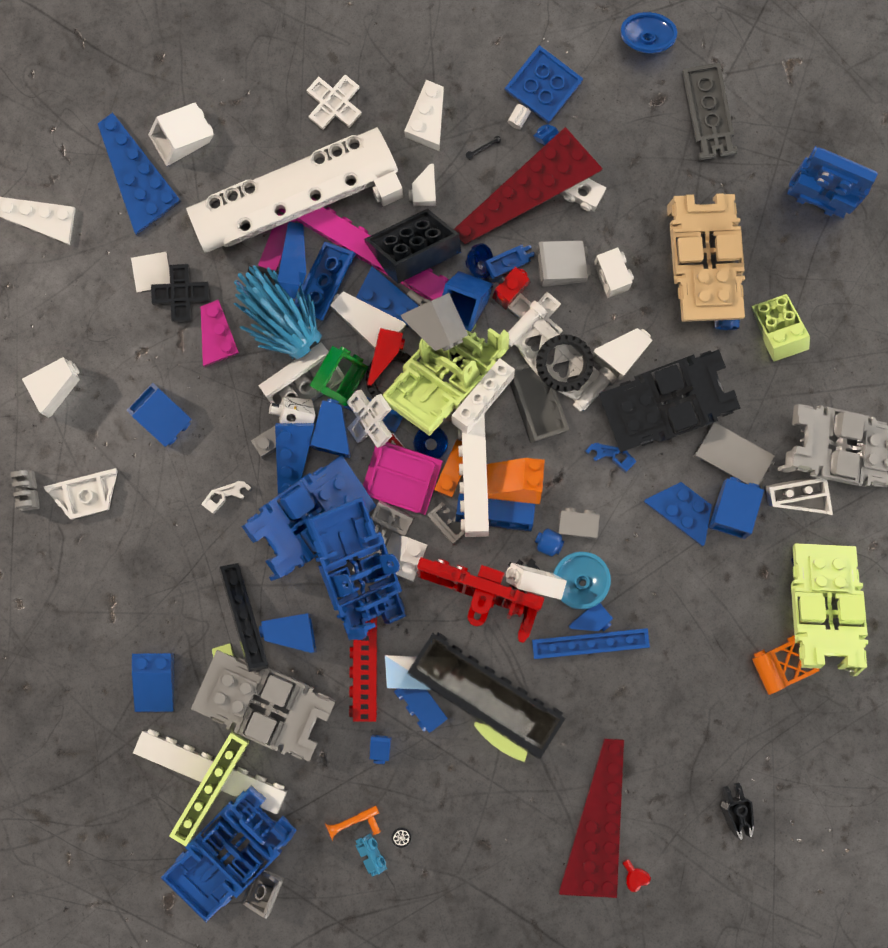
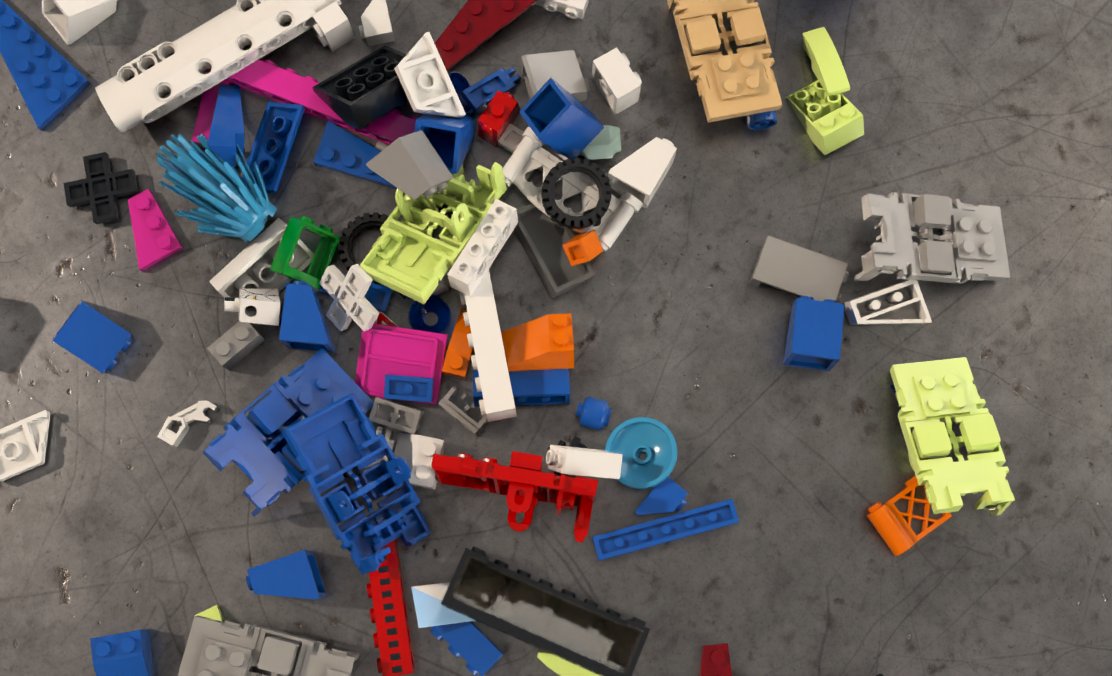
camera: 10 degrees left, 5 degrees down
(150, 270) = (62, 167): white sticker -> none
(243, 617) = (226, 570): black plate -> none
(291, 452) = (258, 352): blue wing -> none
(364, 318) = (335, 186): white slope -> none
(386, 349) = (356, 215): red slope -> none
(405, 498) = (408, 388): none -> blue plate
(459, 251) = (427, 81): none -> white wing
(562, 300) = (561, 120): none -> blue slope
(562, 407) = (583, 248): none -> orange panel
(578, 524) = (626, 384): light grey brick -> none
(589, 320) = (604, 144): none -> light aqua slope
(610, 451) = (649, 292): blue piece -> none
(637, 415) = (672, 238): black piece -> none
(684, 510) = (749, 348): blue wing -> none
(788, 283) = (825, 61): none -> yellowish green slope

